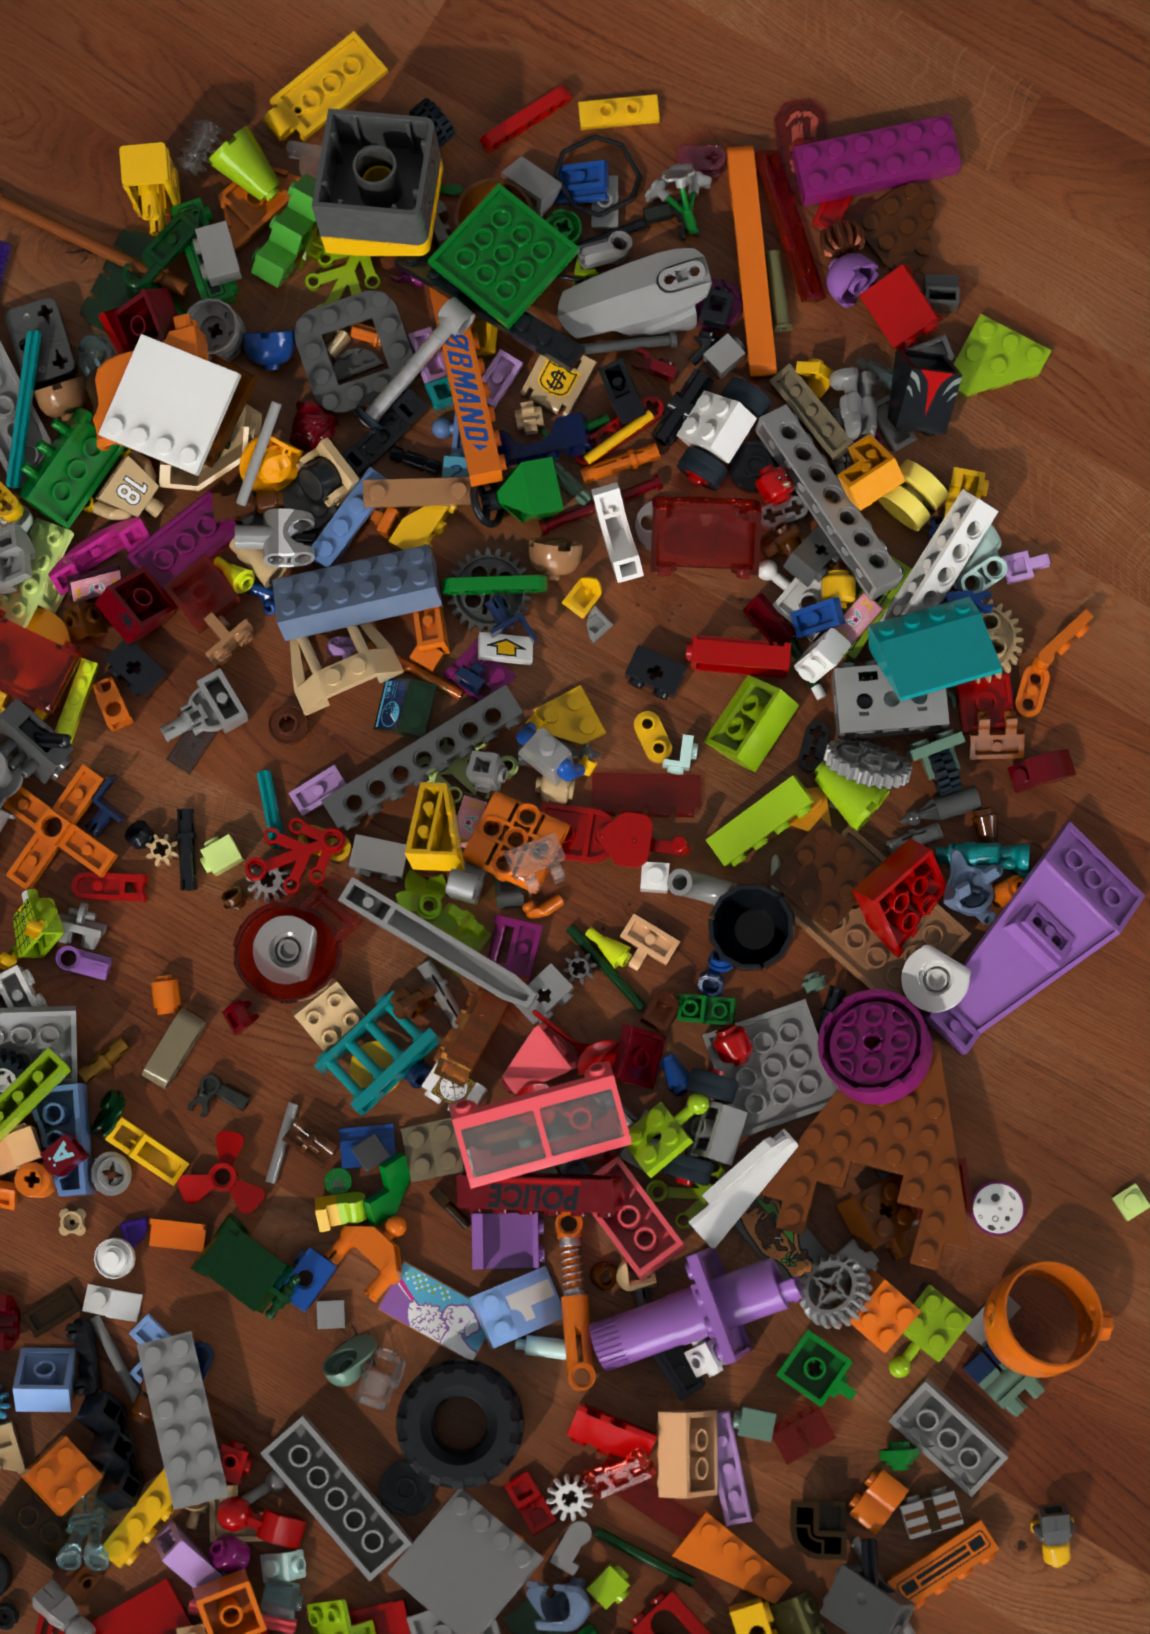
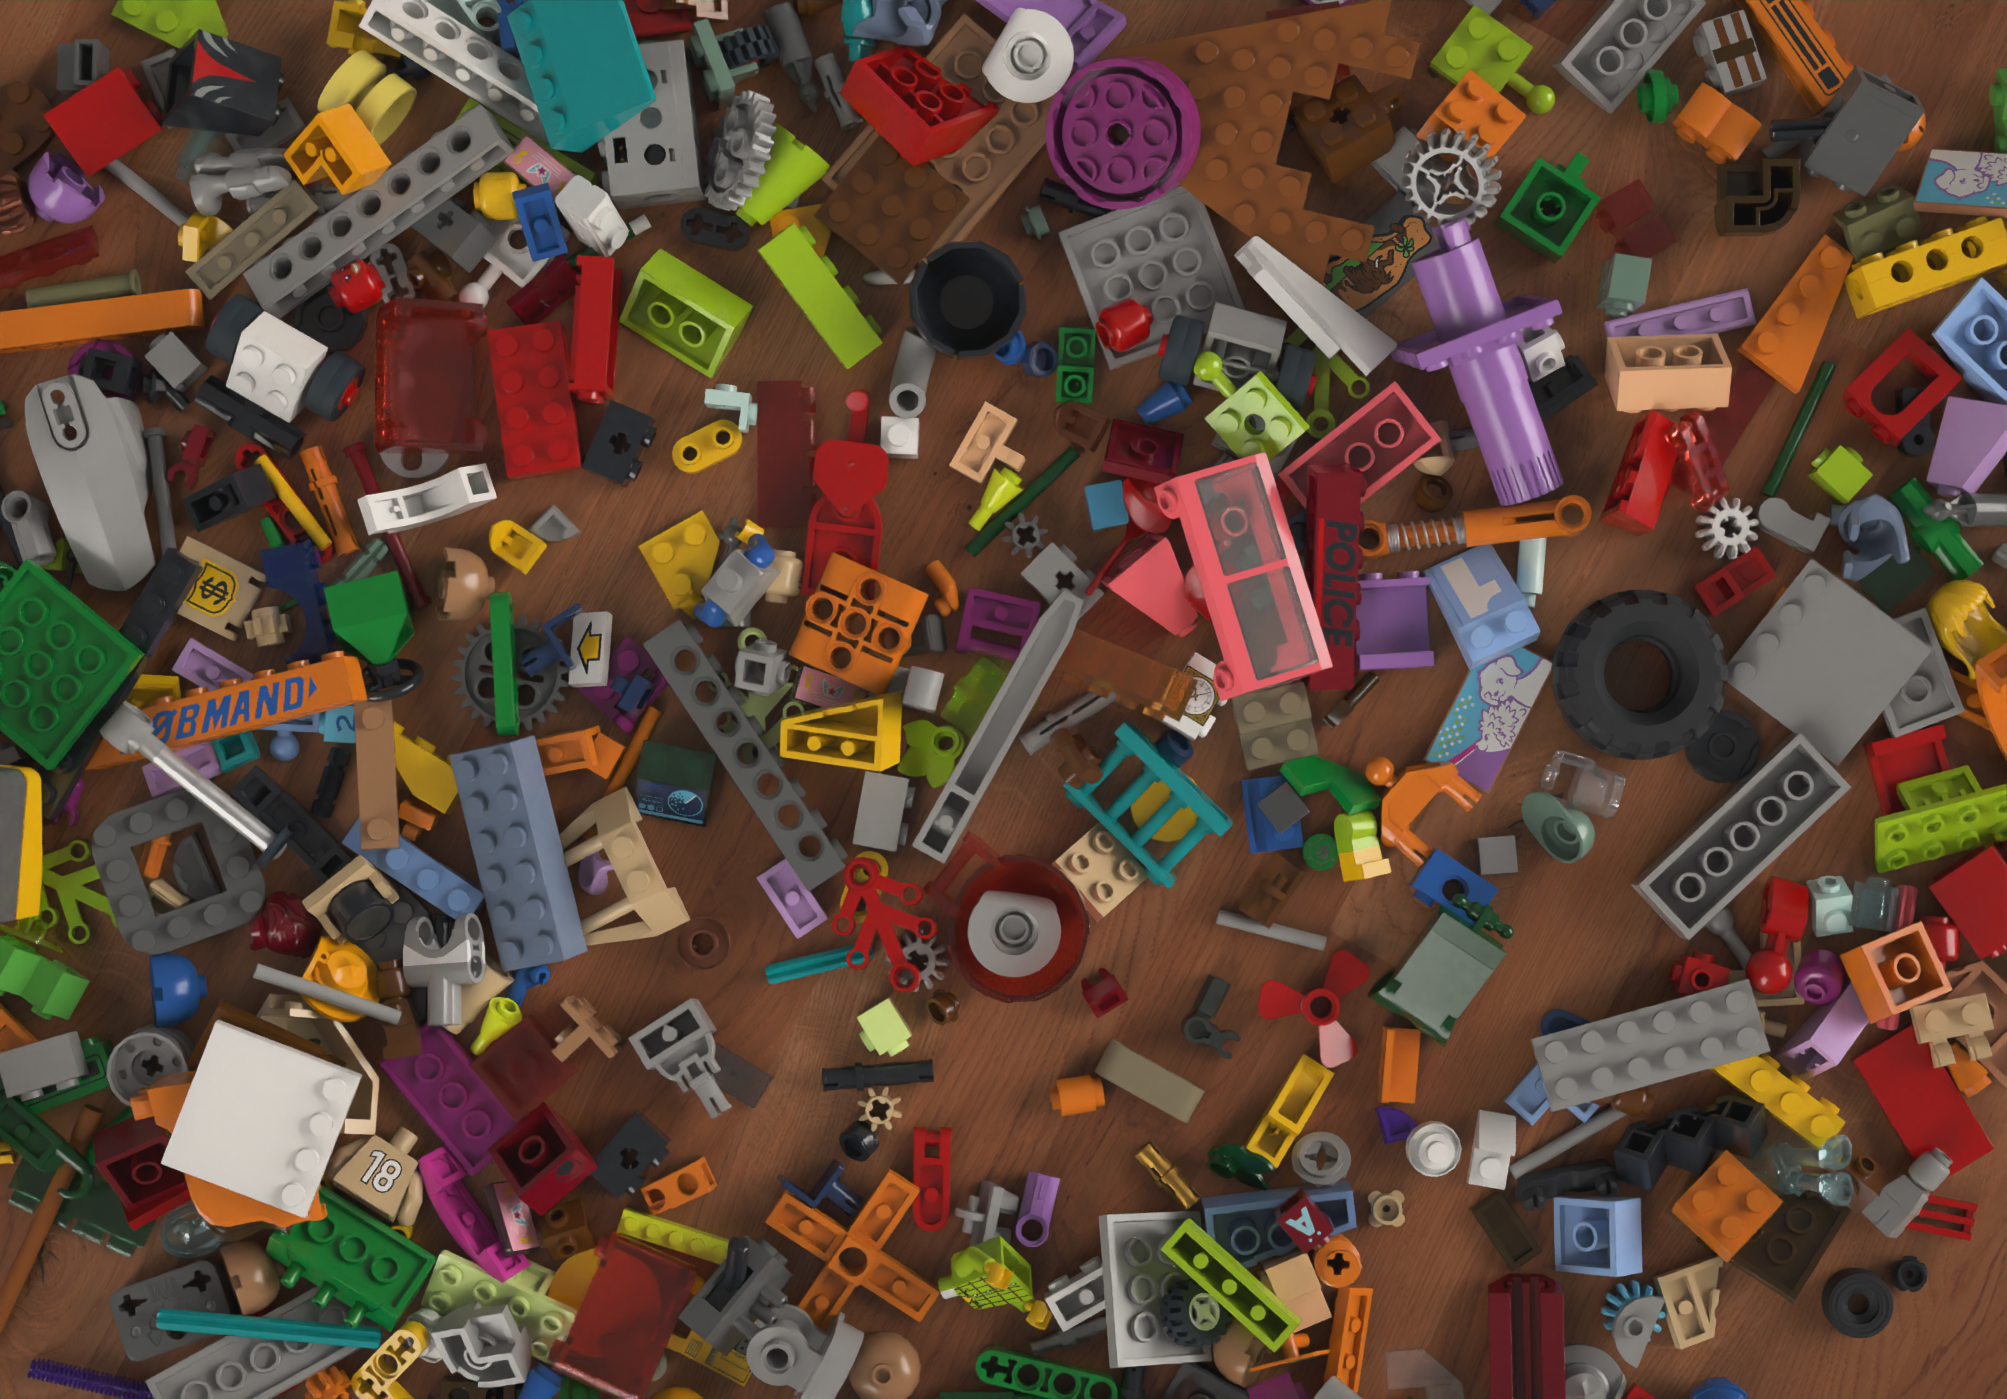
camera: 100 degrees left, 5 degrees up
(536, 856) = (879, 593): clear plate -> none
(599, 1028) = (1106, 505): none -> dark azure panel
(678, 611) = (534, 400): none -> red brick
(848, 339) = (147, 192): none -> light grey bar

